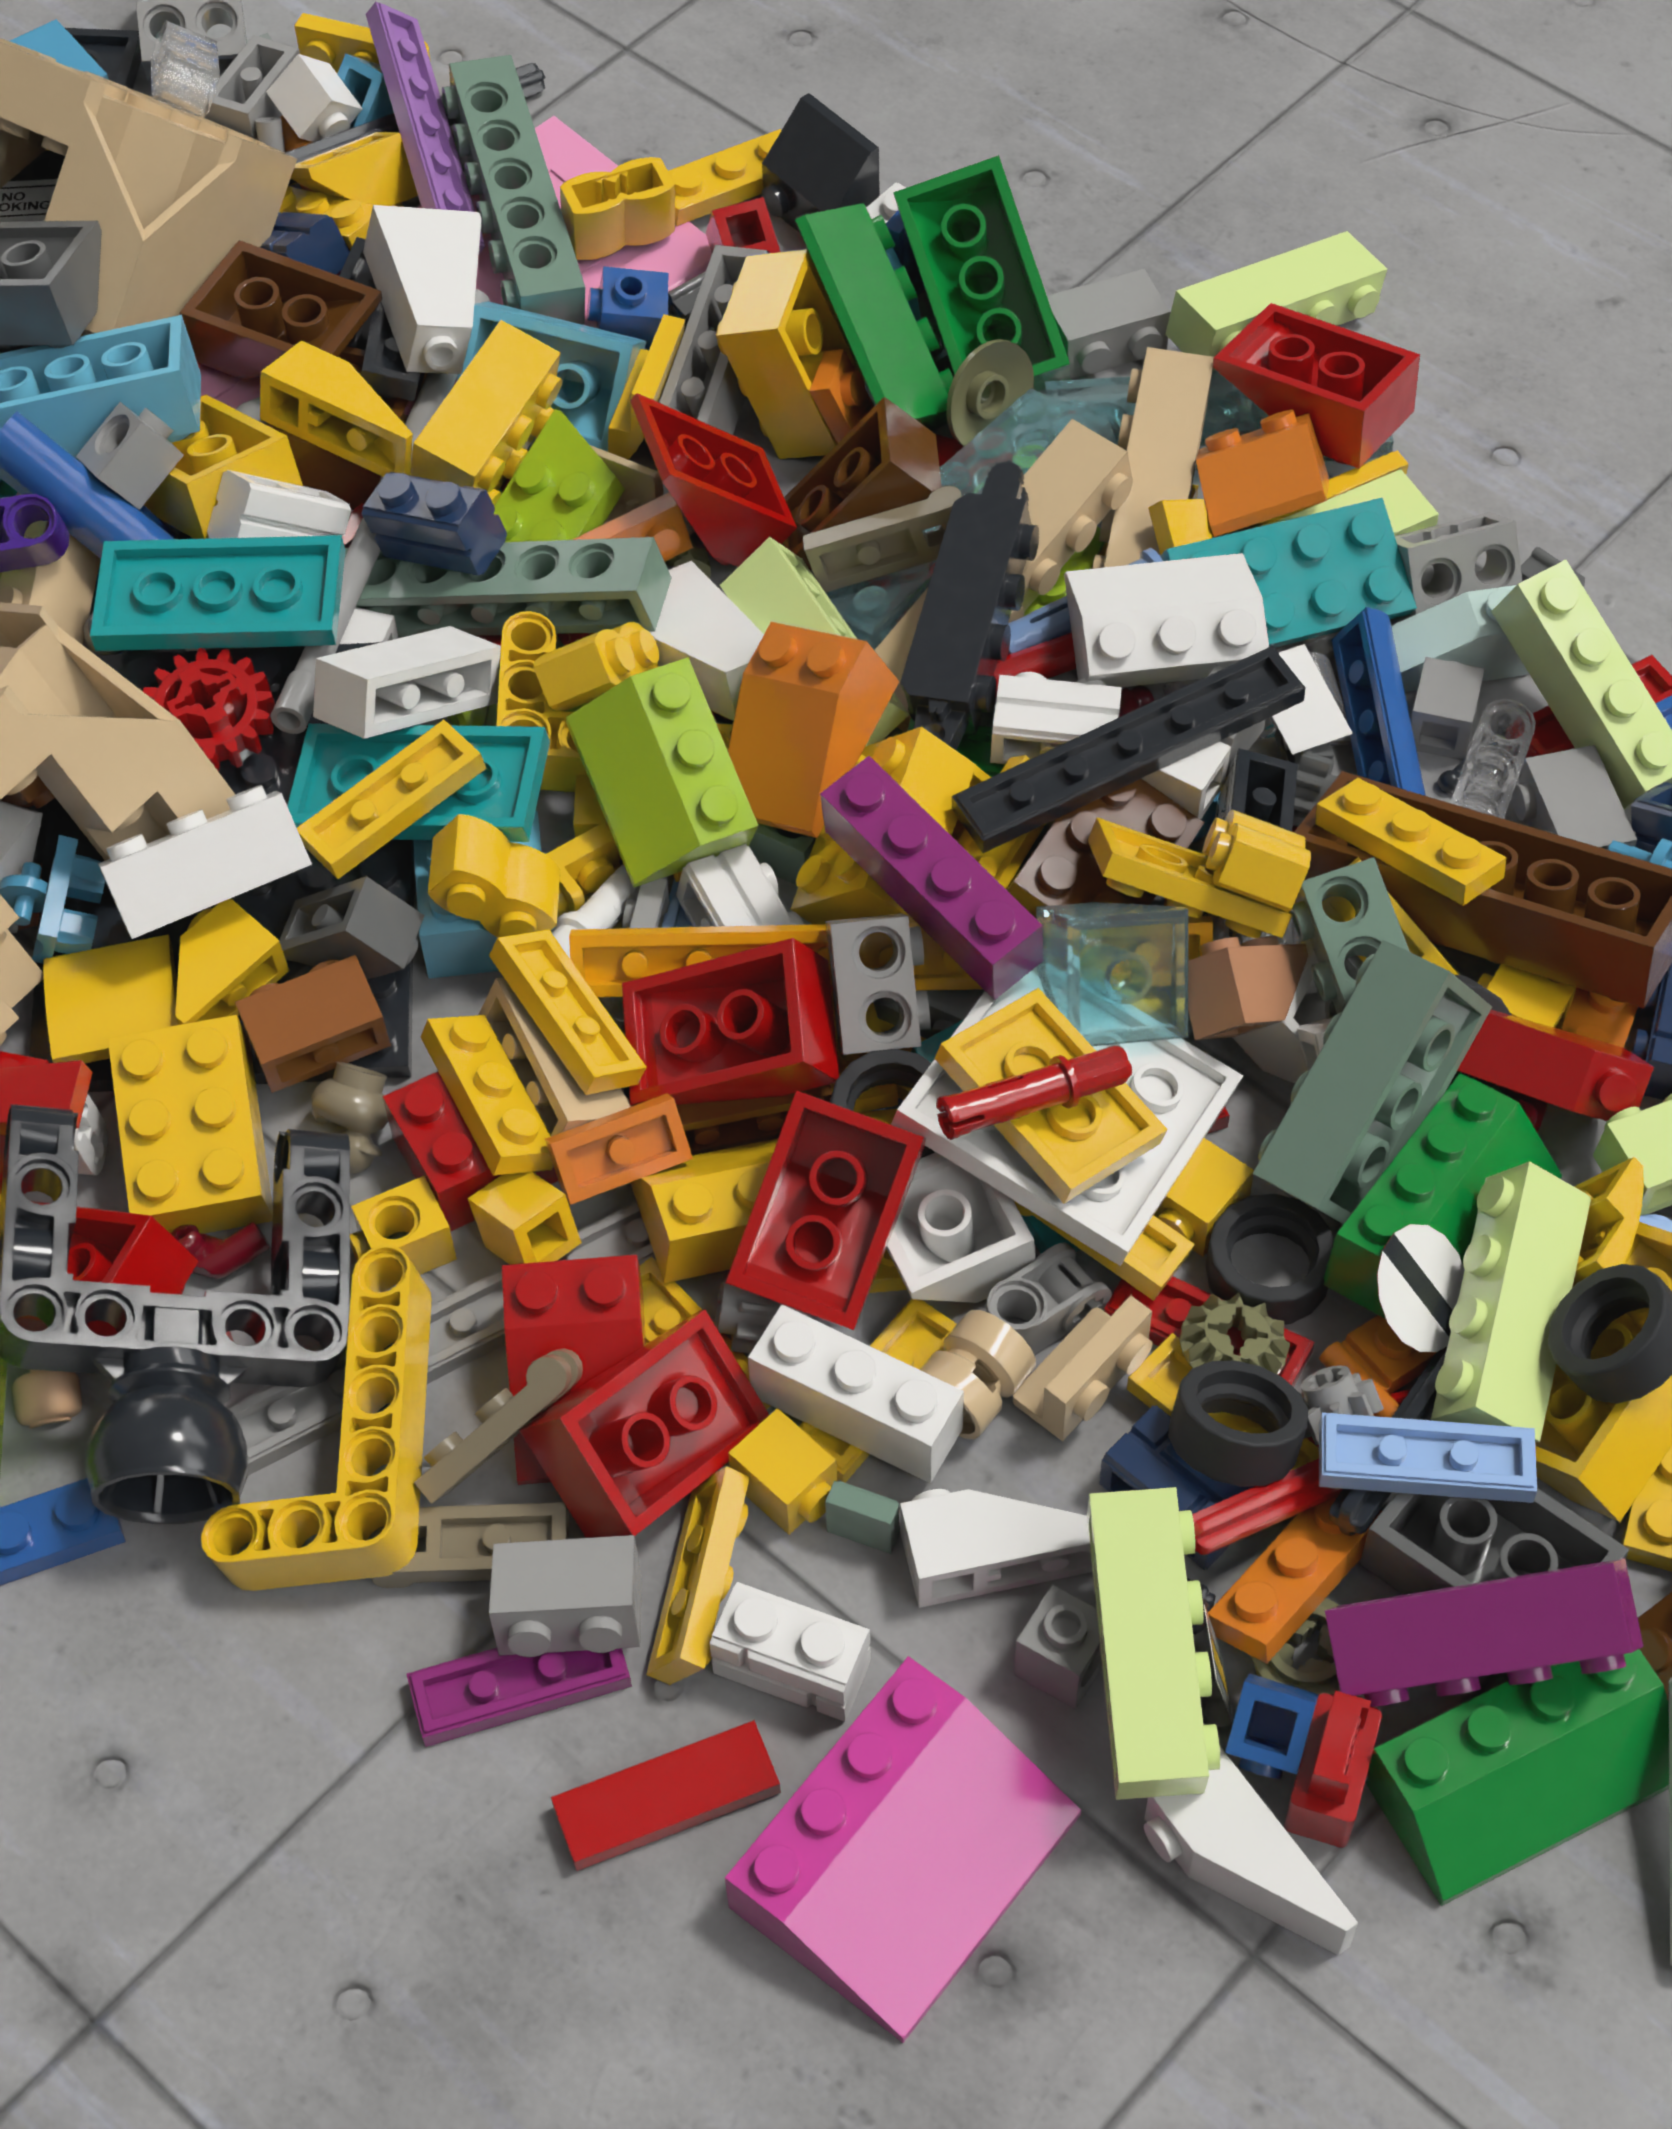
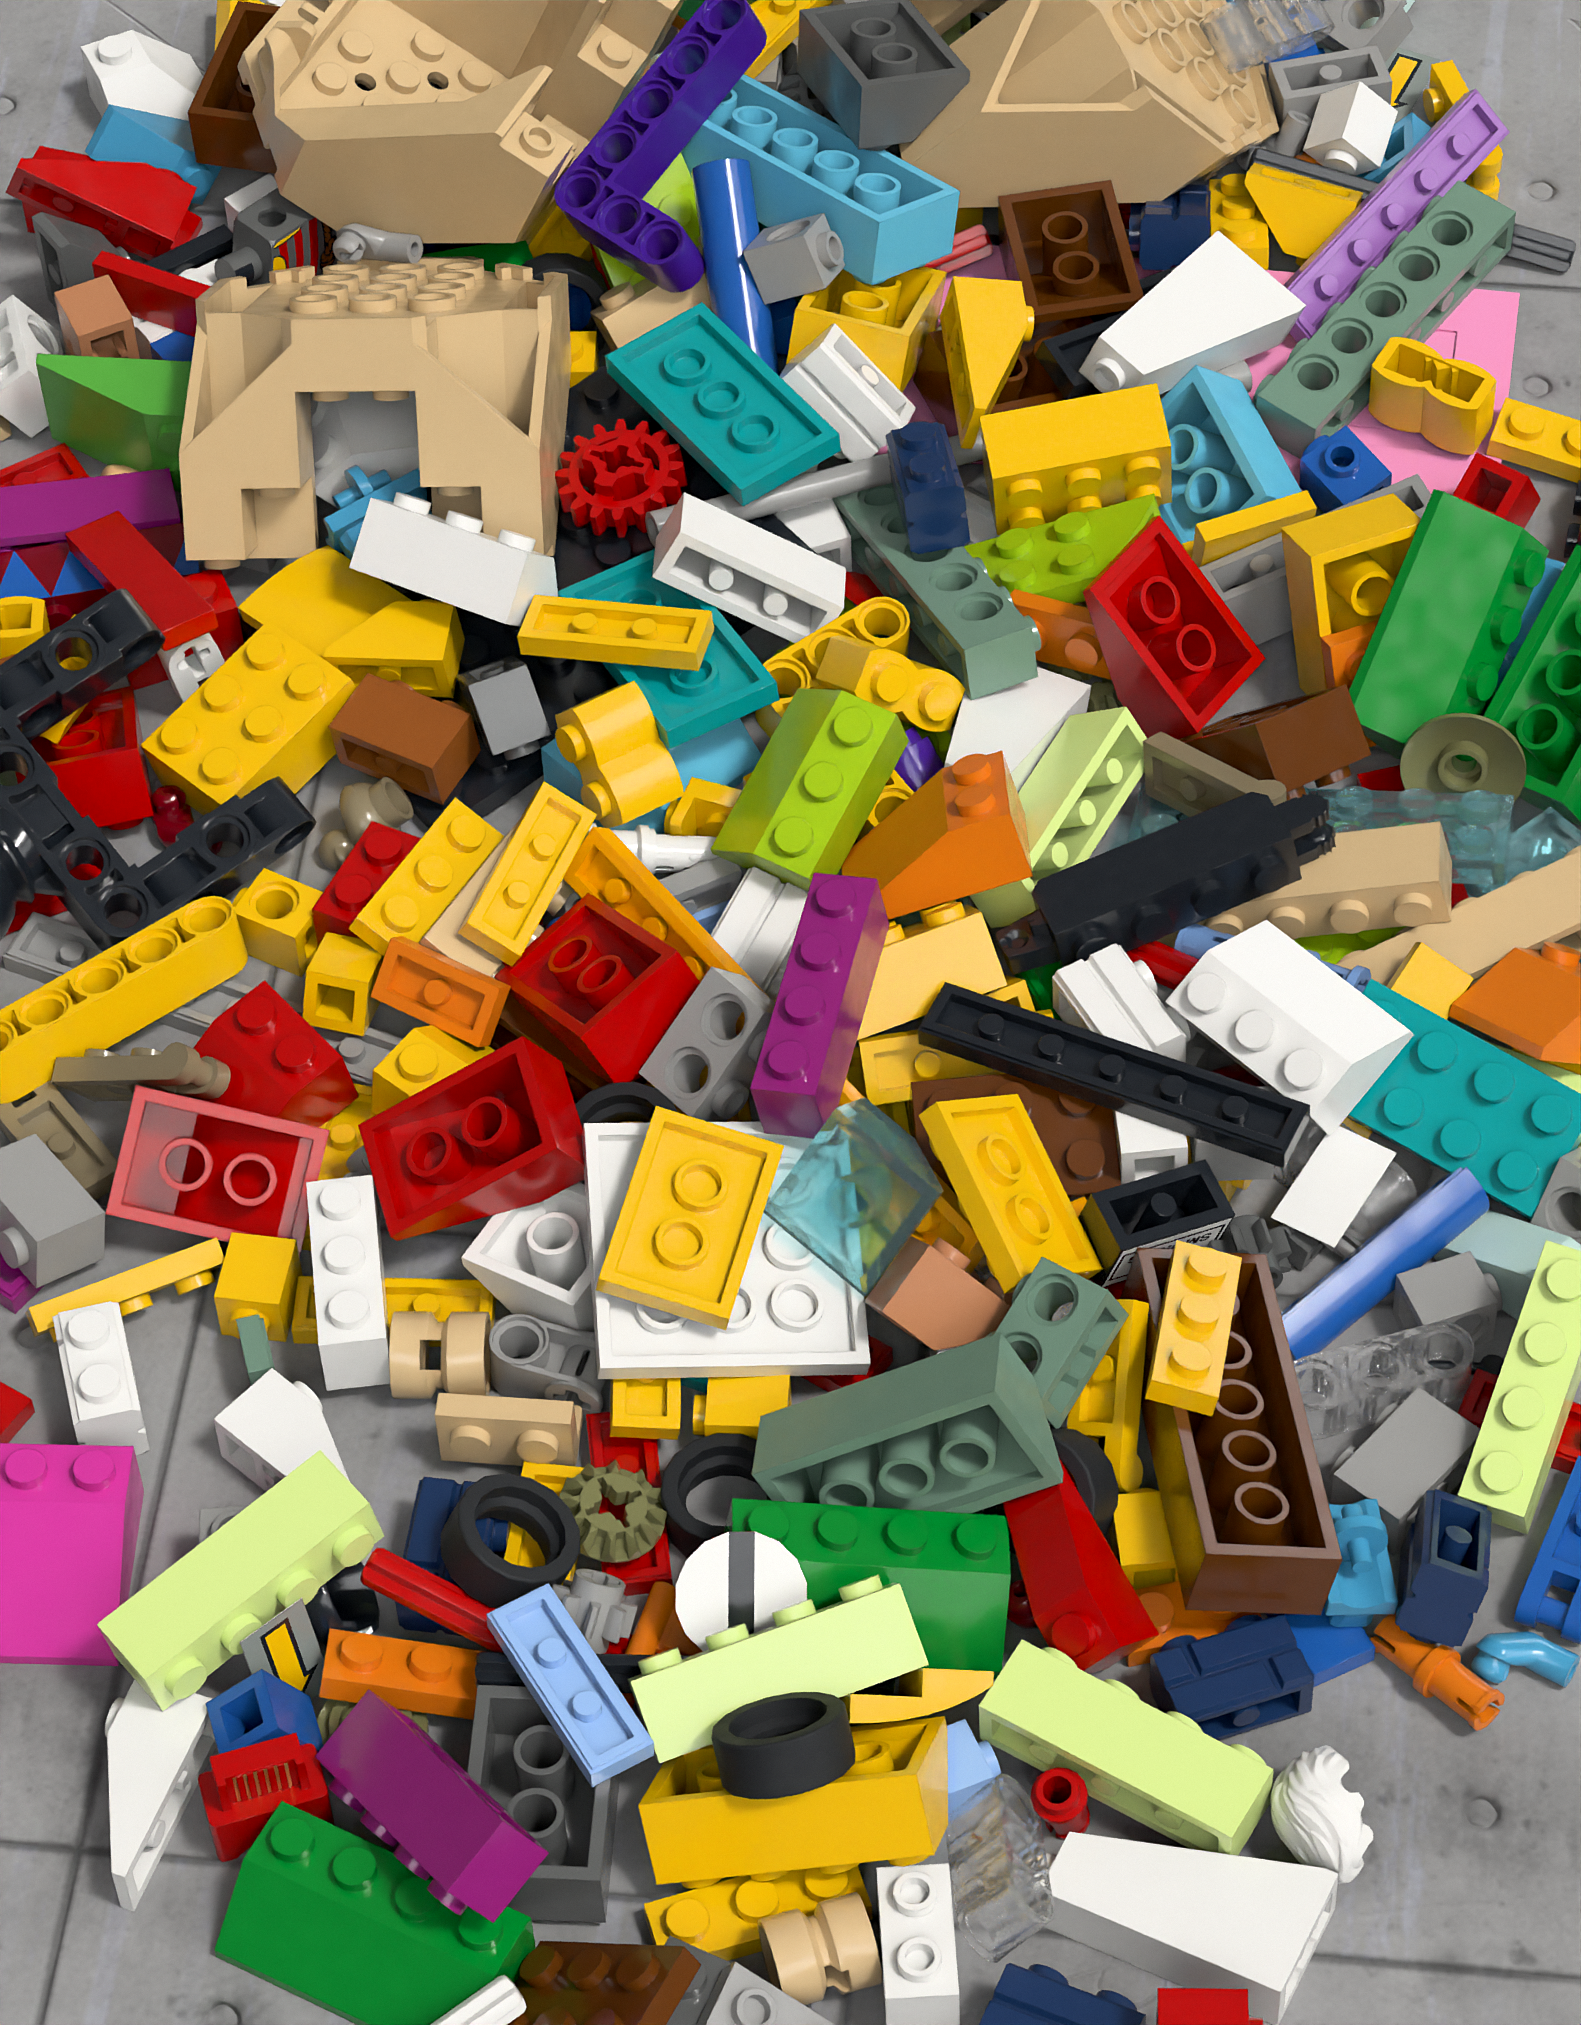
camera: 55 degrees right, 5 degrees down
(1033, 1091) = (658, 1191): red axle -> none
(1257, 859) = (1053, 1217): yellow brick -> none

